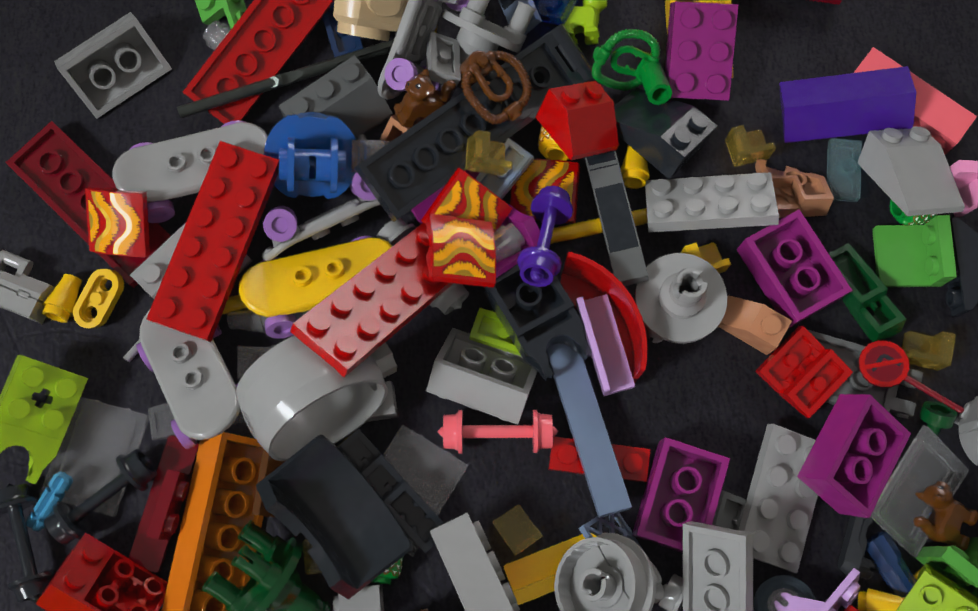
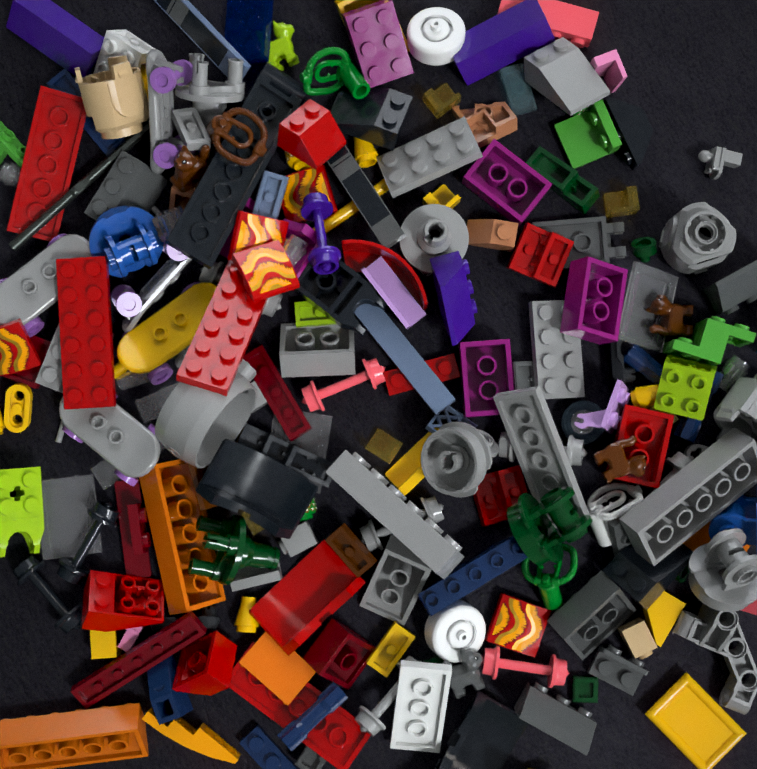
camera: 20 degrees left, 10 degrees up
(55, 493) = (52, 561): dark azure axle -> none
(412, 410) = (277, 394): none -> dark red plate
(486, 155) = (254, 192): clear yellow panel -> none
(680, 374) = (454, 294): none -> dark purple slope
(770, 70) = (435, 35): none -> white wheel
(887, 365) = (596, 226): piece -> none

